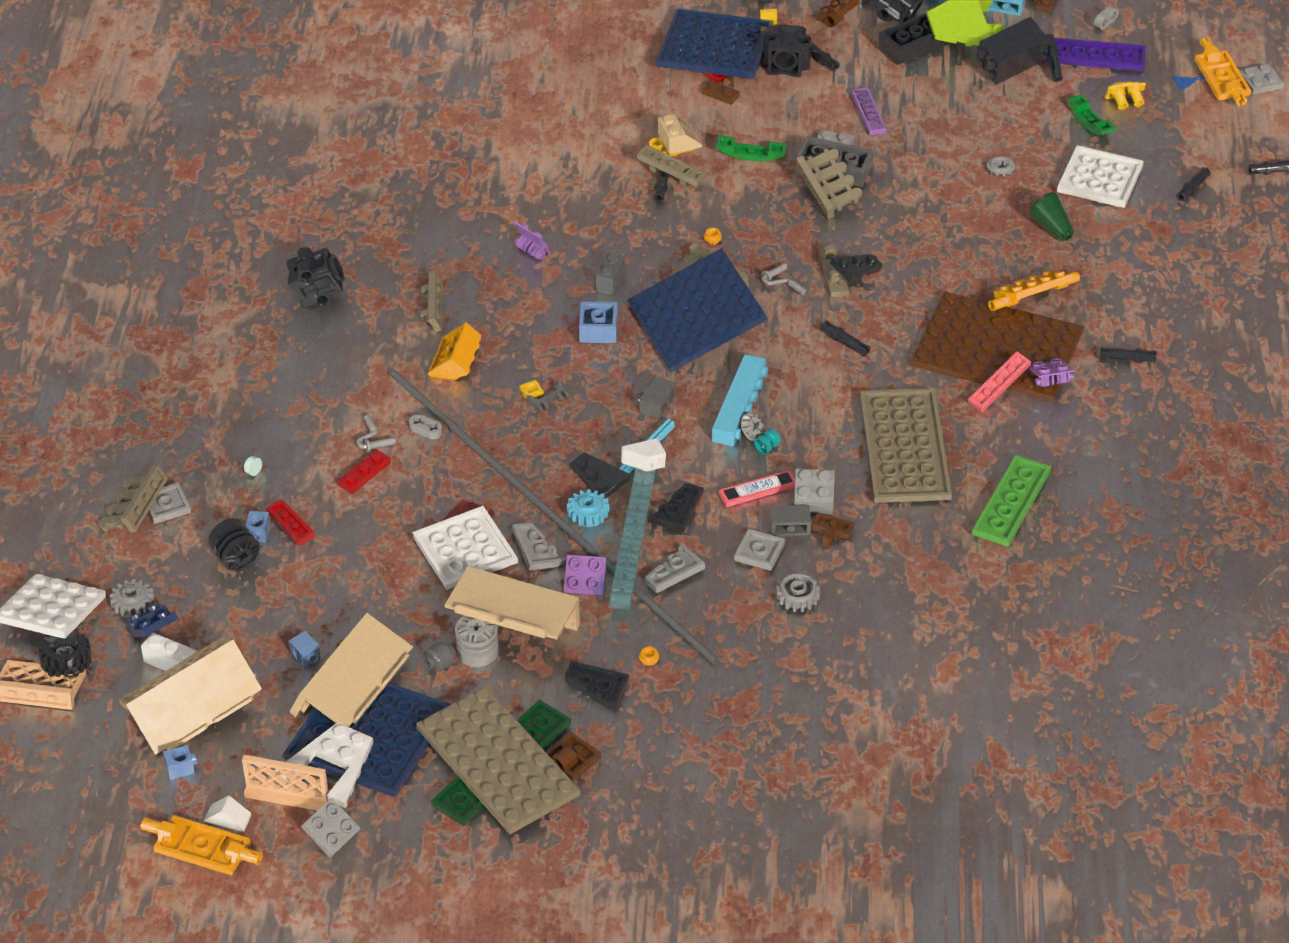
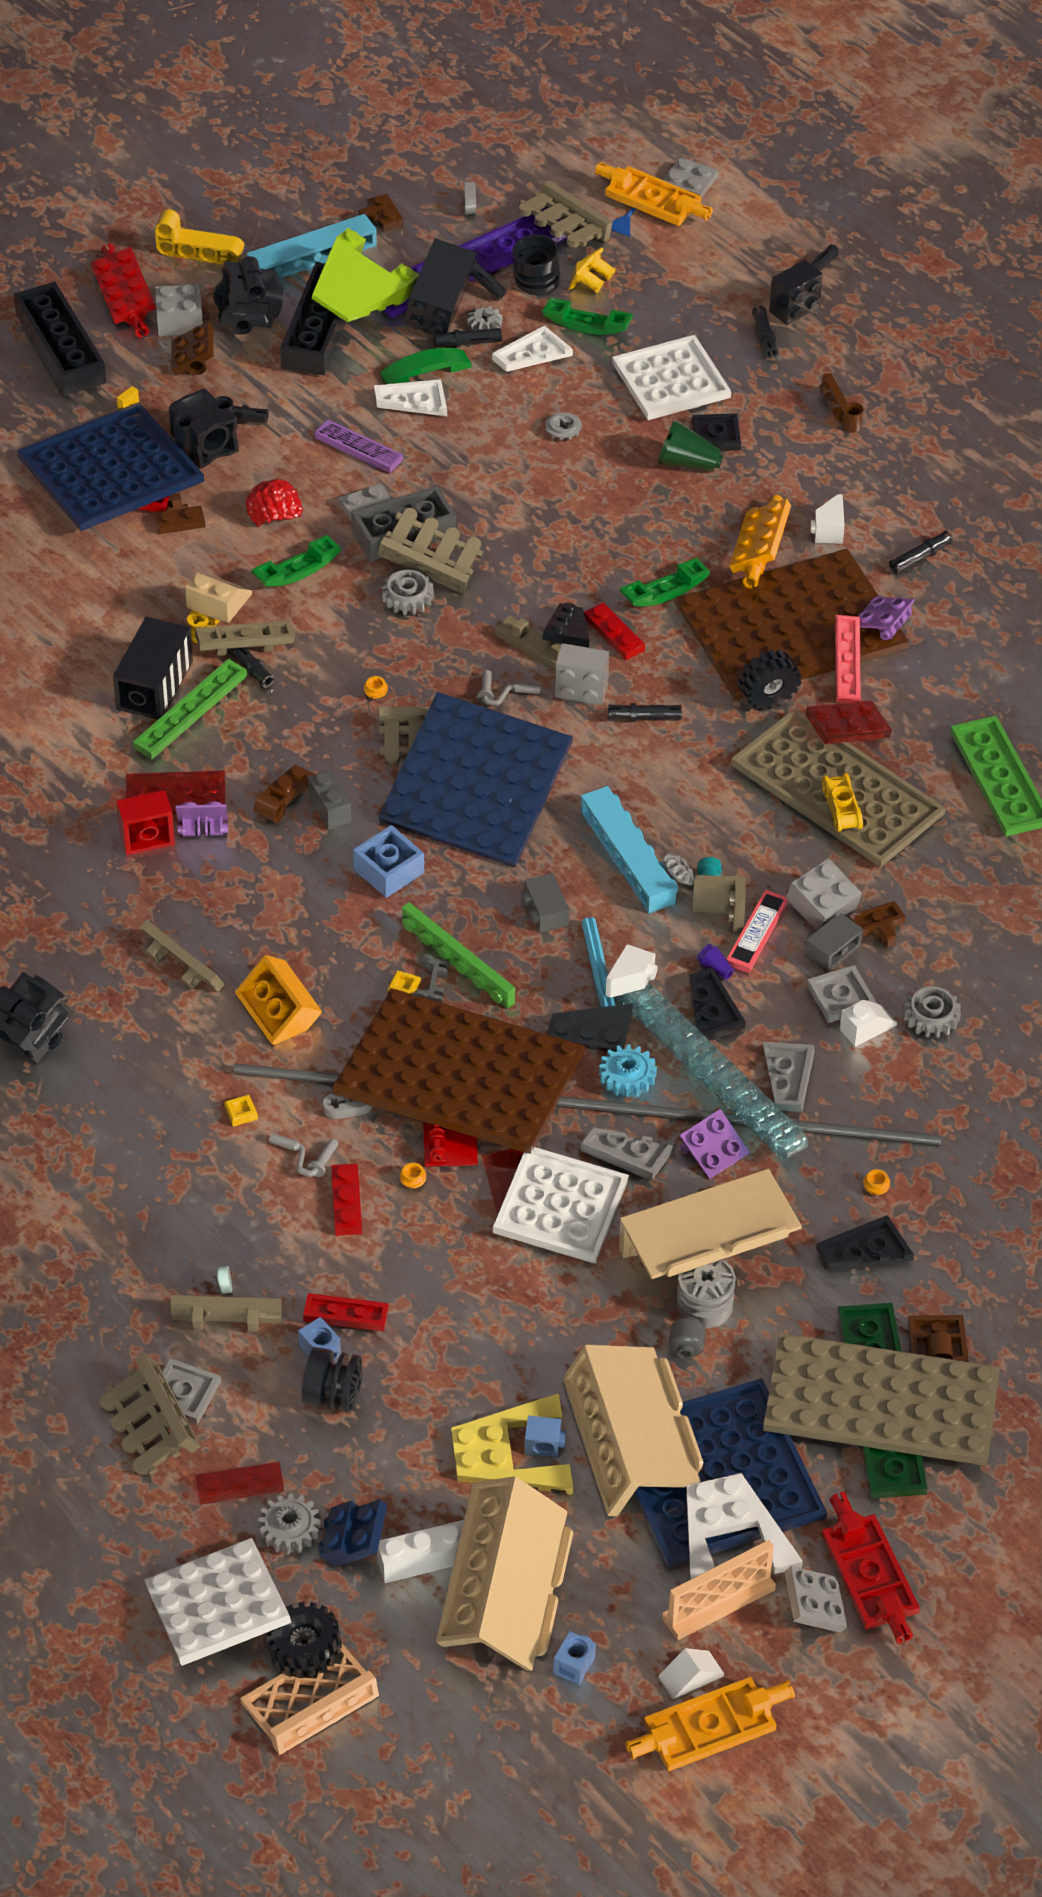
camera: 45 degrees left, 5 degrees up
(138, 564) = (239, 1483): none -> clear red plate
(243, 487) = (226, 1310): none -> dark tan hinge
(273, 634) = (484, 1448): none -> light yellow wing
(369, 394) = (241, 1110): none -> yellow tile
(380, 837) = (870, 1570): none -> red plate
(410, 482) = (412, 1175): none -> light orange plate
(450, 480) = (448, 1147): none -> red hinge
(496, 224) = (145, 822): none -> red brick
(499, 448) = (459, 1070): none -> reddish brown plate
(551, 227) = (180, 787): none -> clear red plate
(574, 397) = (458, 955): none -> bright green plate
(588, 255) = (281, 792): none -> reddish brown plate
(600, 186) = (189, 709): none -> bright green plate
(601, 152) = (153, 668): none -> black brick
(711, 485) = (712, 957): none -> dark purple cone
(754, 454) = (721, 895): none -> dark tan bracket
(754, 571) = (865, 1021): none -> white slope
(778, 109) = (273, 501): none -> red hair
(793, 197) = (407, 591): none -> light grey gear
(828, 294) = (582, 674): none -> light grey brick
(886, 288) = (614, 631): none -> red plate
(887, 450) = (842, 802): none -> yellow piece
(931, 102) = (416, 397): none -> white wing
(936, 354) = (769, 680): none -> black bush
(942, 283) = (667, 588): none -> green slope
(955, 414) = (848, 722): none -> clear red plate
(964, 88) = (425, 362): none -> green slope
(1000, 86) = (460, 338): none -> black pin
(1034, 87) = (476, 322): none -> light grey gear
(1035, 116) = (532, 349): none -> white wing
(1091, 221) = (719, 430): none -> black tile
(1092, 305) = (829, 522): none -> white slope
(1093, 70) = (536, 264): none -> black wheel
(1152, 56) = (575, 215): none -> dark tan fence
(1184, 253) = (848, 414): none -> reddish brown plate
(1235, 170) = (796, 292): none -> black brick

